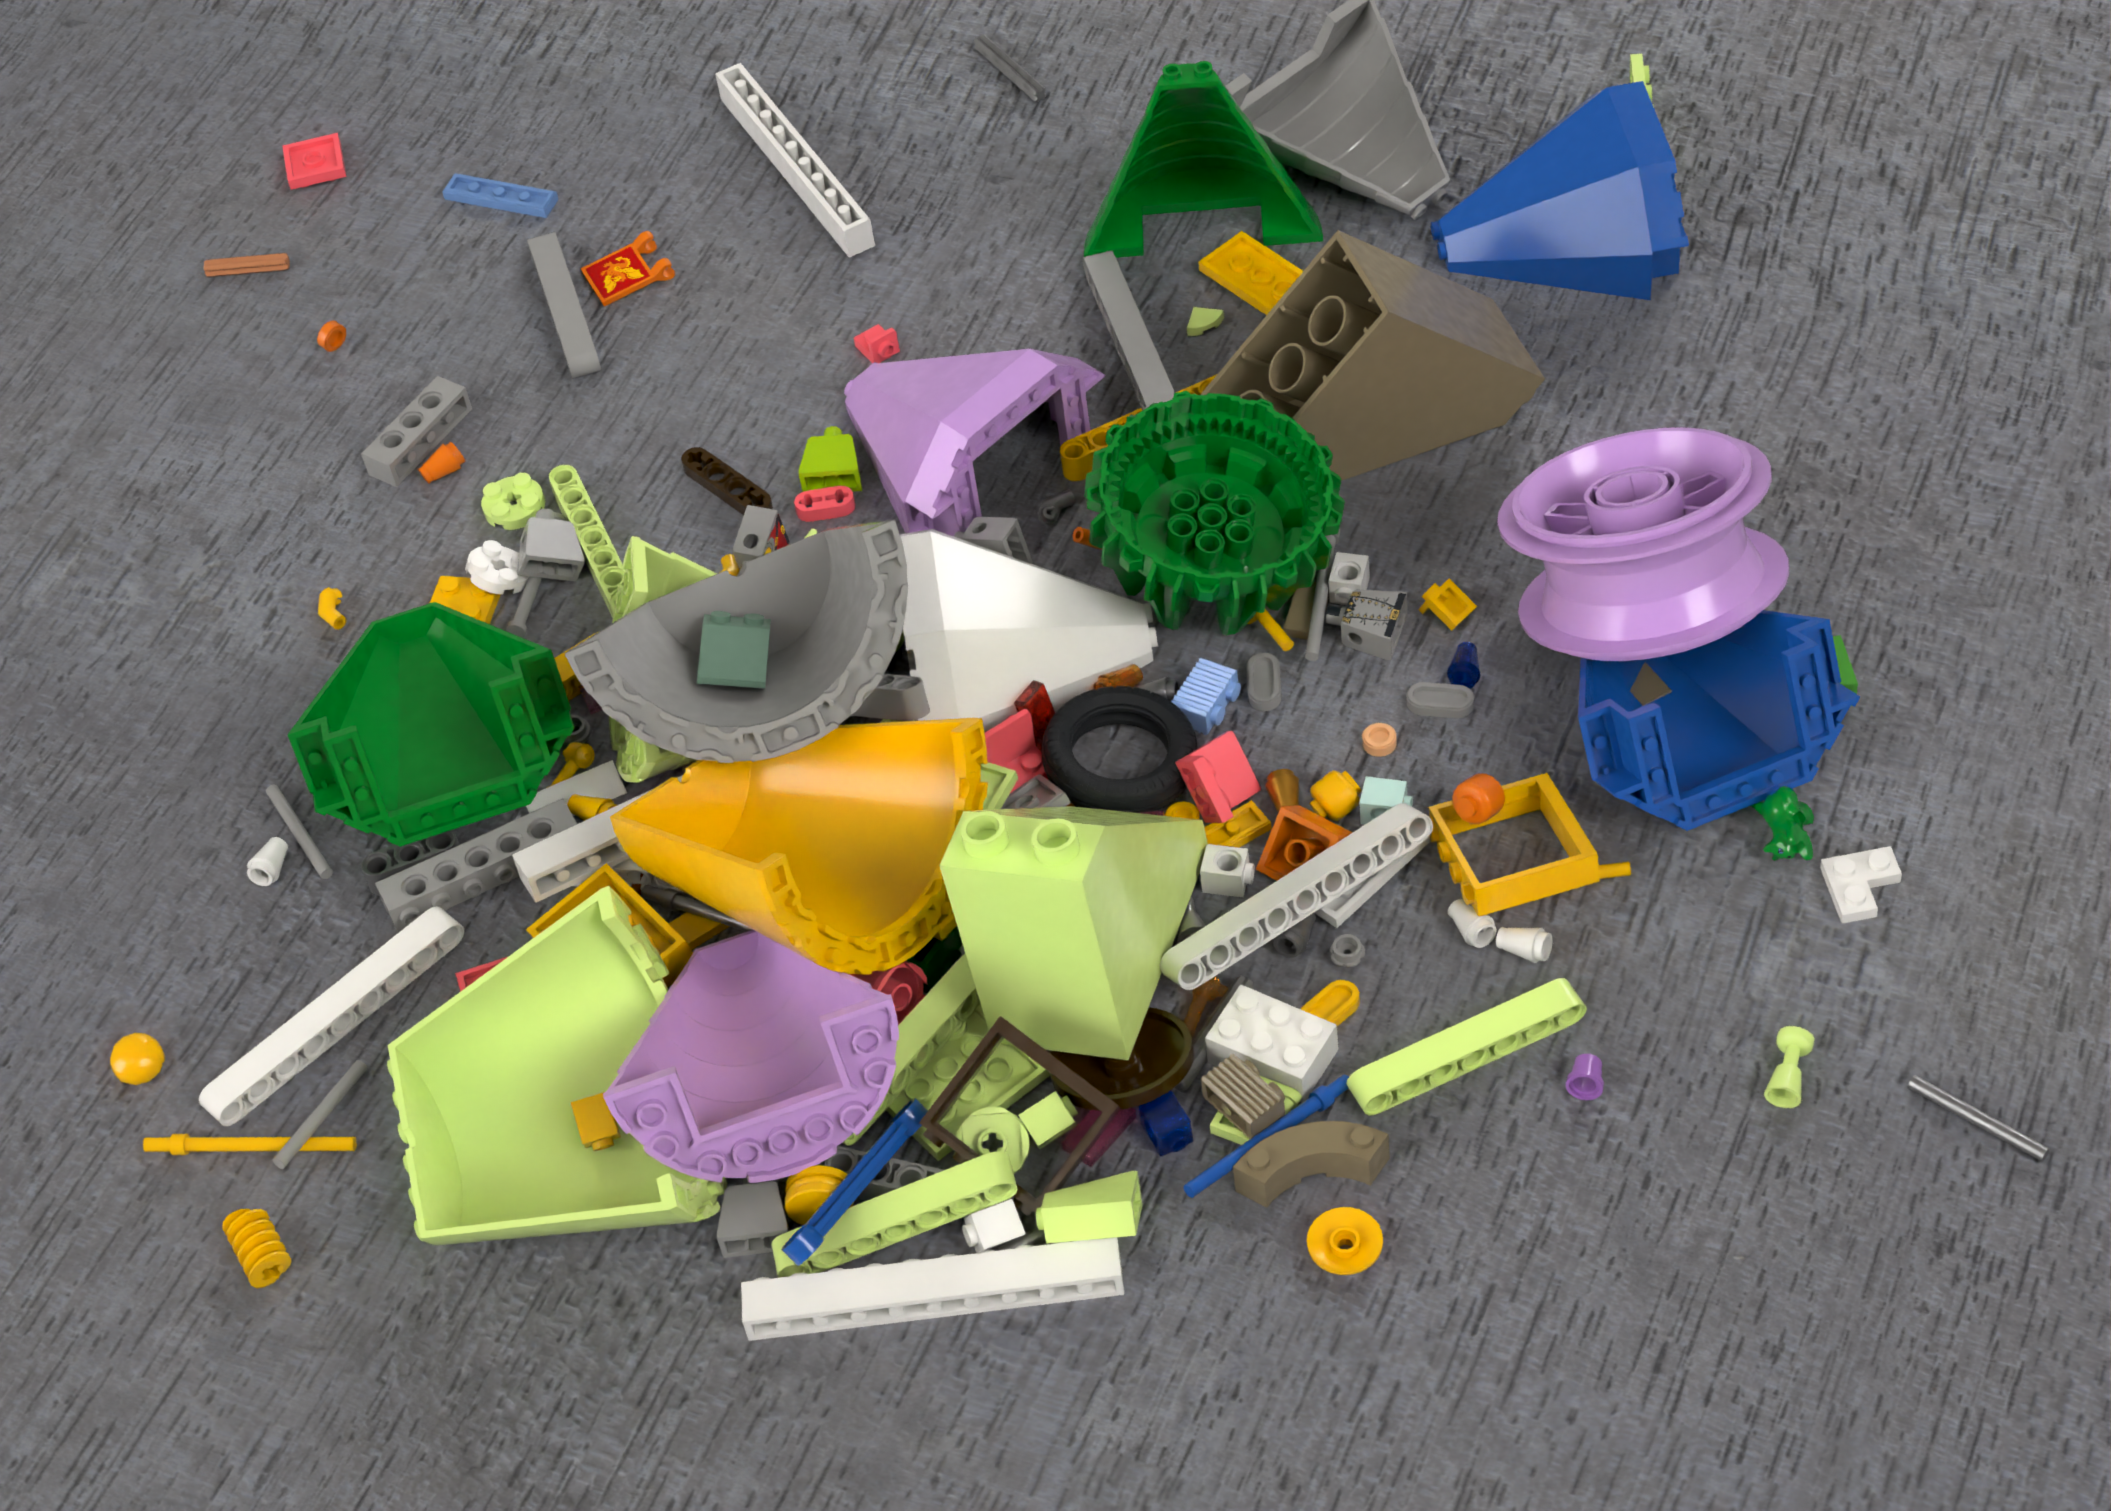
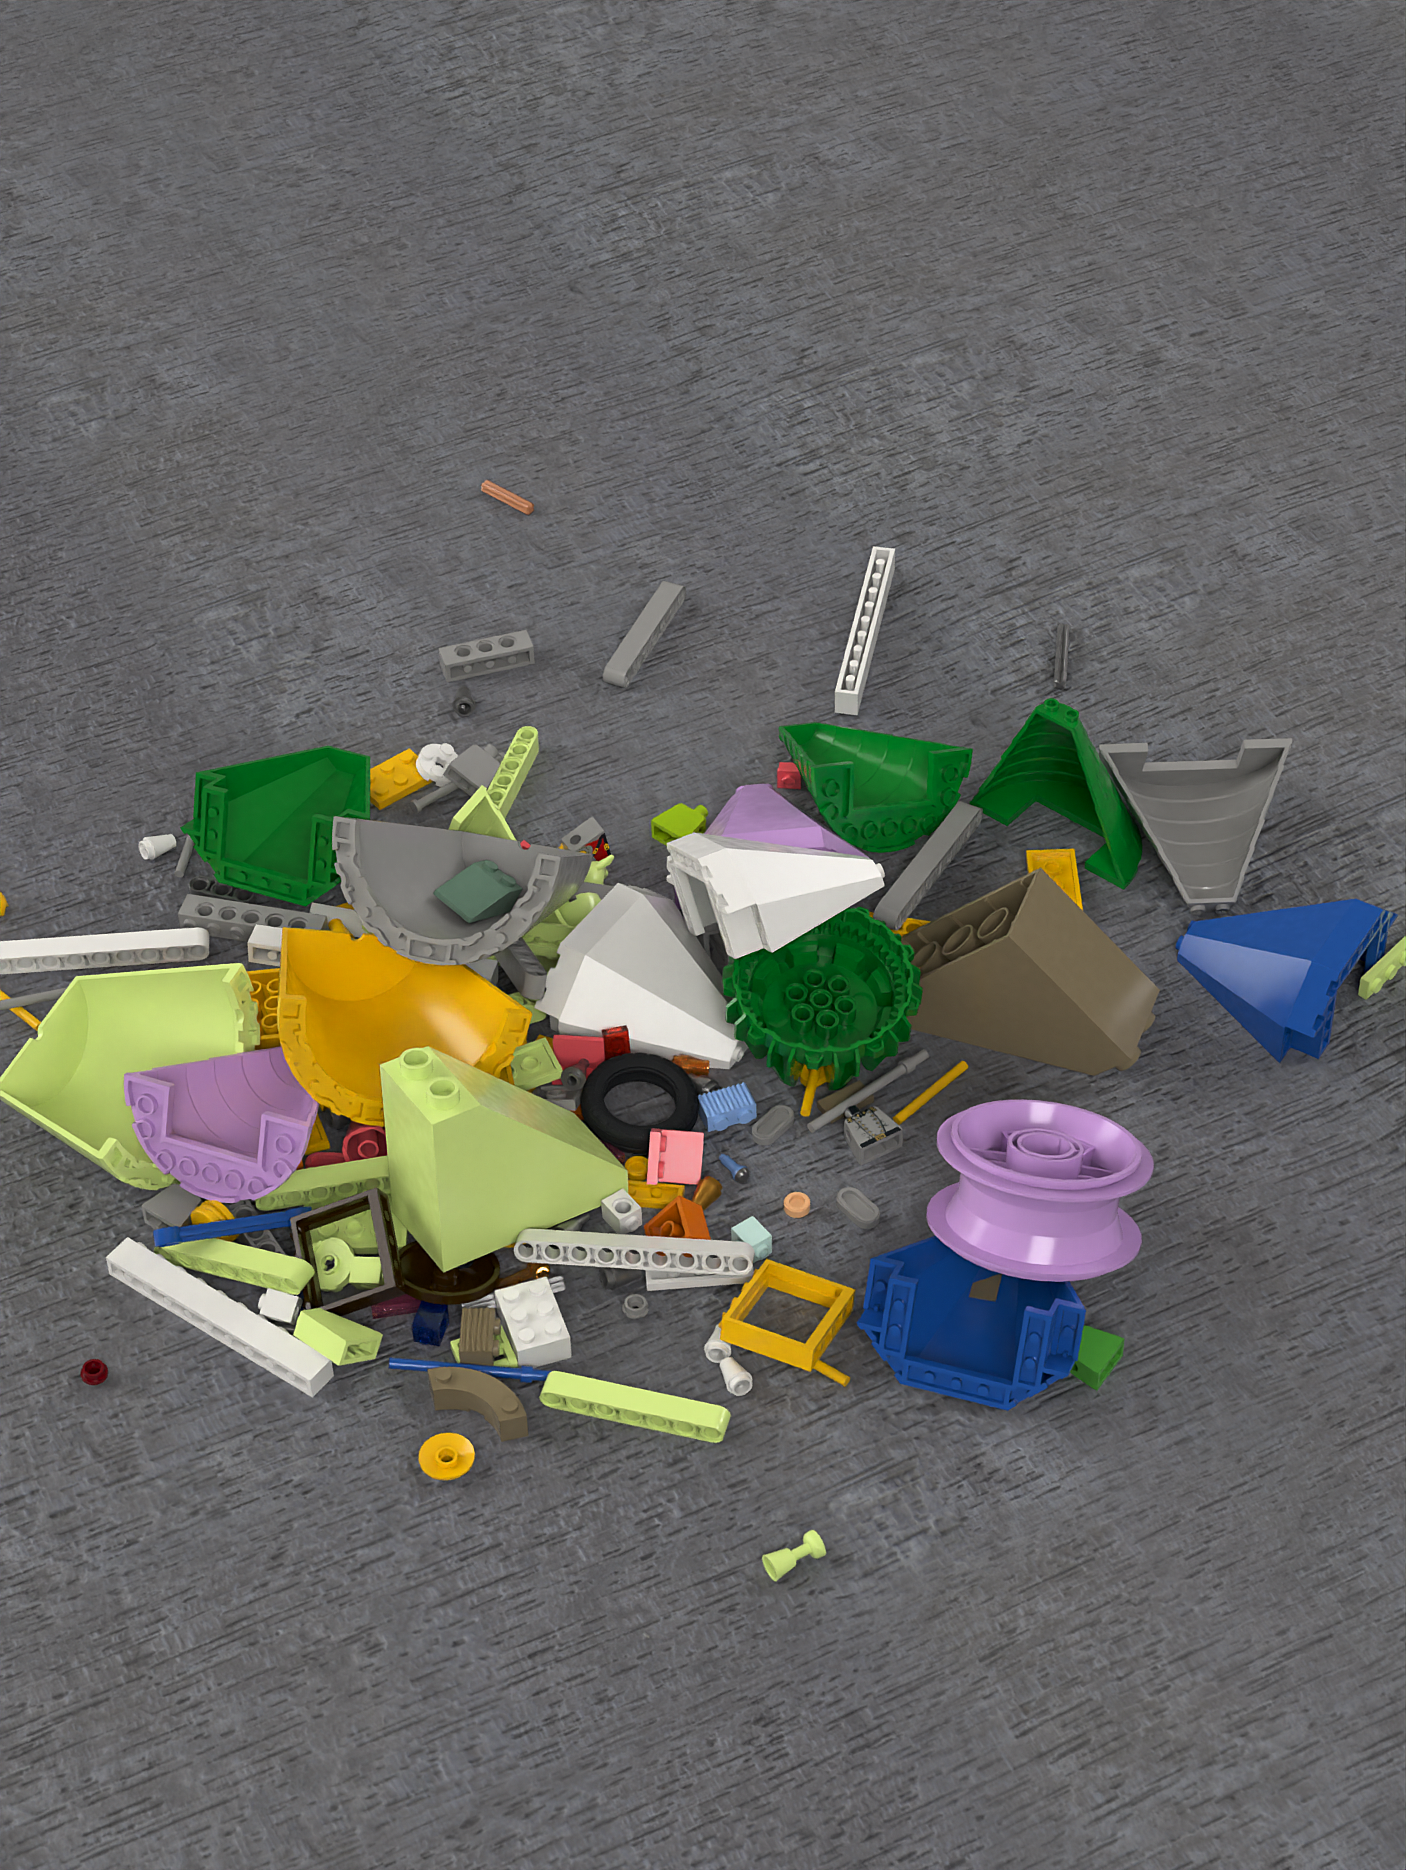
camera: 35 degrees right, 5 degrees down
(314, 161) = (607, 457): coral plate -> none
(327, 605) = (333, 728): yellow arm -> none
(331, 336) = (503, 569): orange tile -> none
(442, 462) = (481, 683): orange cone -> none
(446, 492) = (464, 702): none -> flat silver cone
(499, 494) = (487, 723): yellowish green plate -> none
(500, 195) = (686, 545): medium blue tile -> none
(626, 270) = (703, 637): flag -> none
(723, 486) = (613, 801): dark brown beam -> none
(824, 503) = (651, 848): coral beam -> none
(860, 1444) = (90, 1368): none -> dark red plate
(980, 288) = (877, 785): none -> green cone
(1031, 770) = (575, 1076): none -> flat silver cone
(1091, 424) = (762, 889): none -> white piece
(1203, 319) = (987, 886): yellowish green tile -> none
(1290, 749) = (739, 1172): none -> medium blue piece
(1334, 1002) = (592, 1330): yellow tile -> none
(1335, 795) = (727, 1214): yellow head -> none
(1347, 575) = (887, 1097): white brick -> none
(1376, 542) = (929, 1093): none -> yellow bar
(1448, 603) = (925, 1155): yellow bracket -> none
(1464, 666) = (892, 1197): clear blue cone -> none
(1478, 798) = (790, 1271): orange head -> none
(1585, 1079) = (677, 1473): medium lavender piece -> none
(1786, 819) = (960, 1423): green animal -> none
(1853, 875) = (965, 1482): white plate -> none
(1978, 1118) = (868, 1668): flat silver bar -> none

